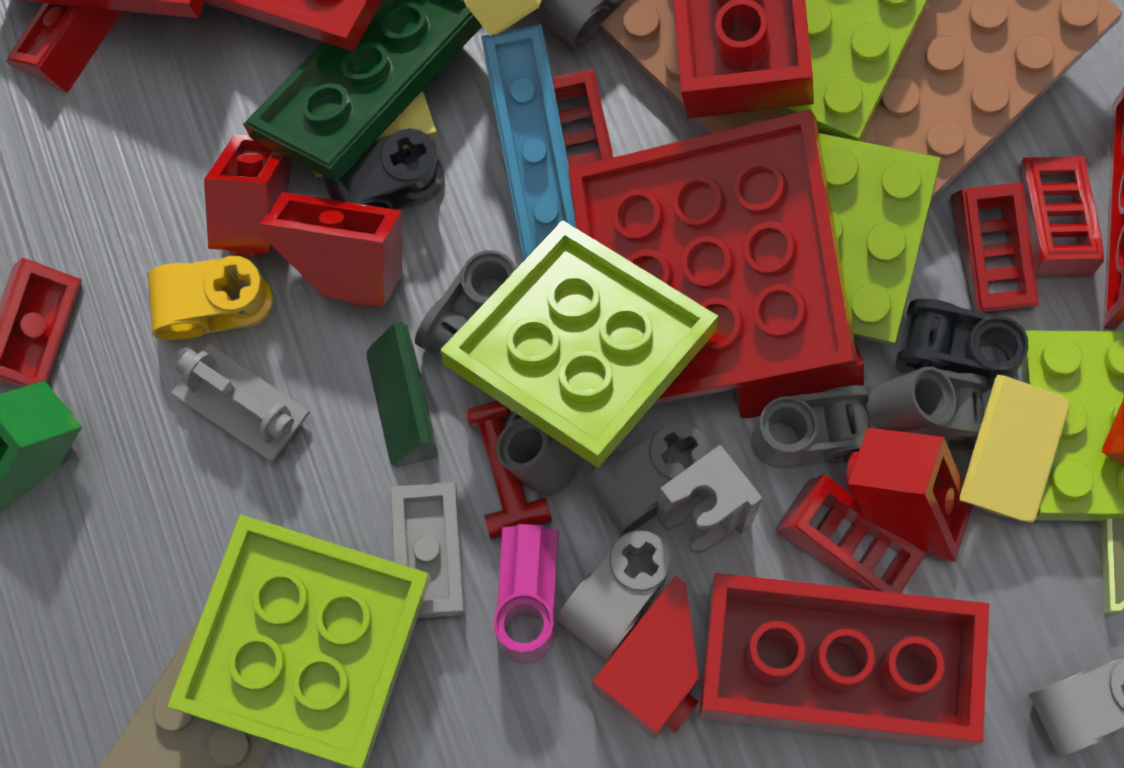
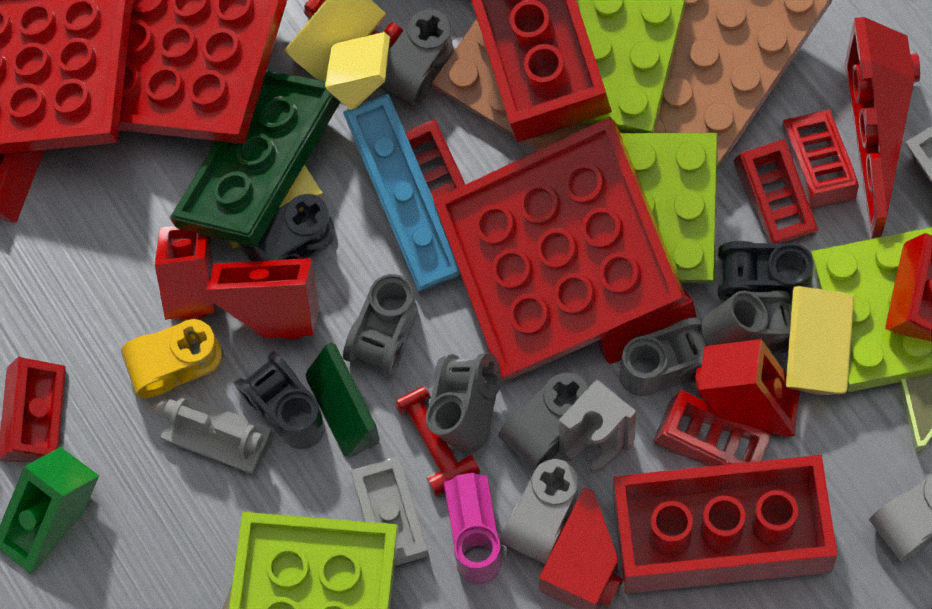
camera: 10 degrees left, 5 degrees down
(327, 373) = (277, 396): none -> black piece
(579, 342) = (473, 327): lime plate -> none

